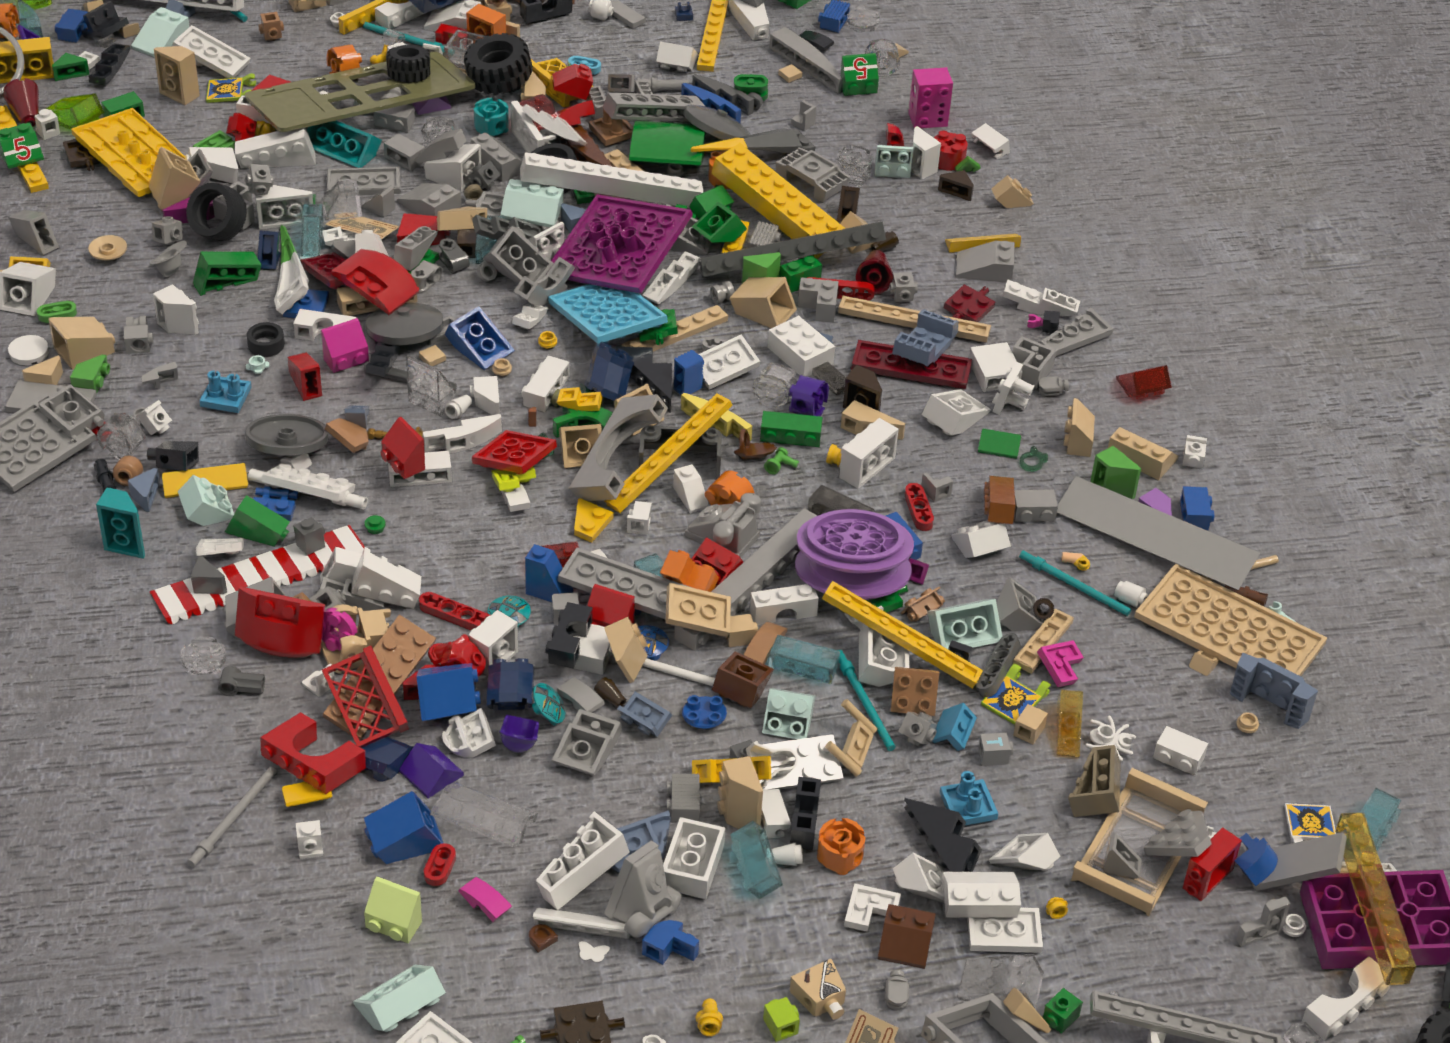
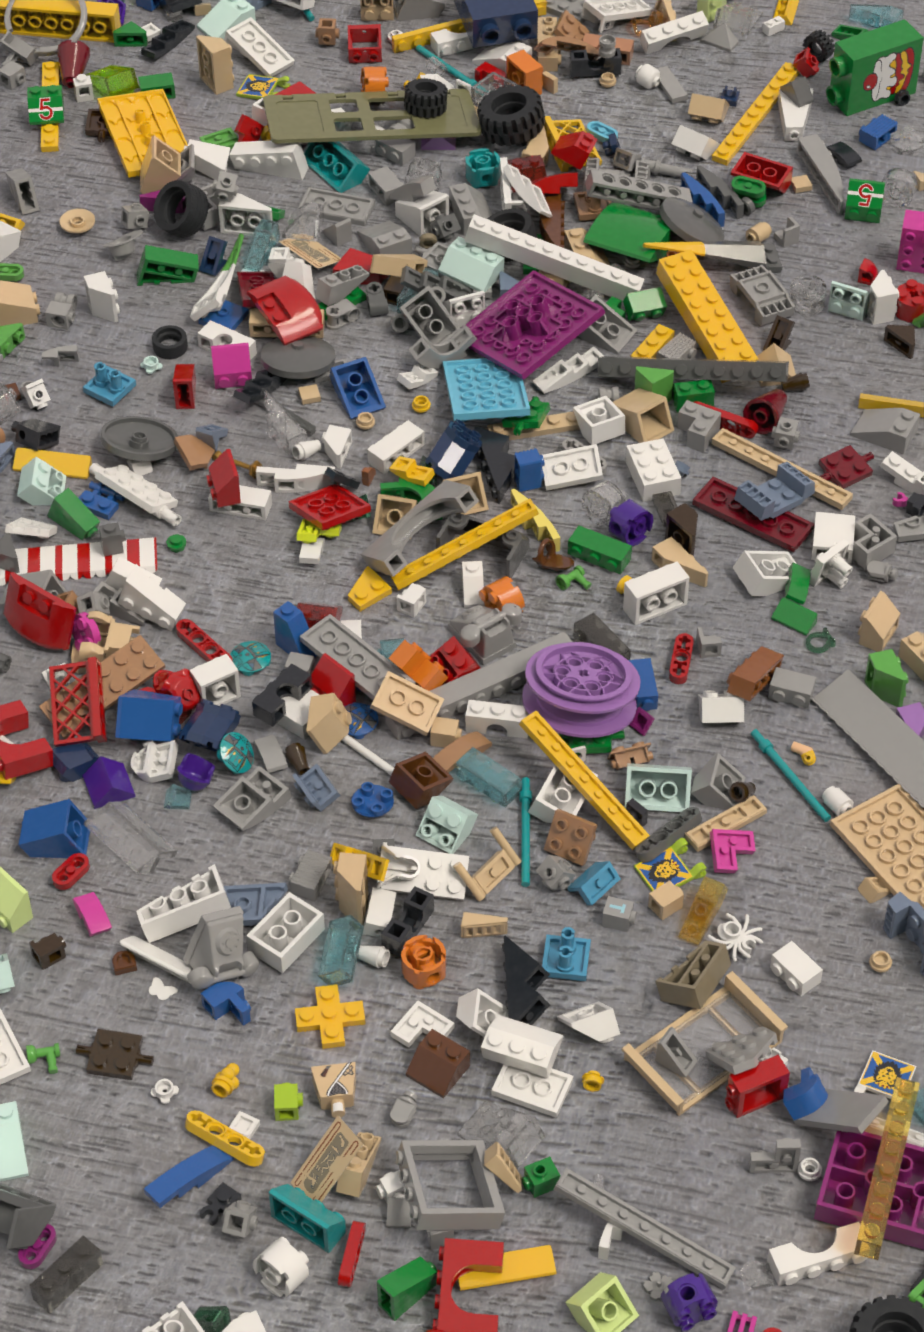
camera: 25 degrees right, 5 degrees up
(316, 20) = (356, 35): none -> red window
(459, 948) = (48, 950): none -> dark brown brick
(508, 764) = (177, 798): none -> clear light blue slope
(509, 423) = (340, 478): none -> black plate
(563, 19) = (607, 80): none -> tan plate
(602, 74) = (612, 145): none -> dark blue tile
(672, 24) = (708, 108): none -> tan slope
(720, 225) = (637, 328): green slope -> none
(728, 314) = (599, 420): none -> white slope
(756, 65) = (772, 173): none -> red slope
(775, 925) = (330, 1016): none -> yellow plate
(777, 121) = (758, 232): none -> tan brick
(875, 796) = (482, 925): none -> tan slope
(988, 414) = (798, 583): none -> green slope

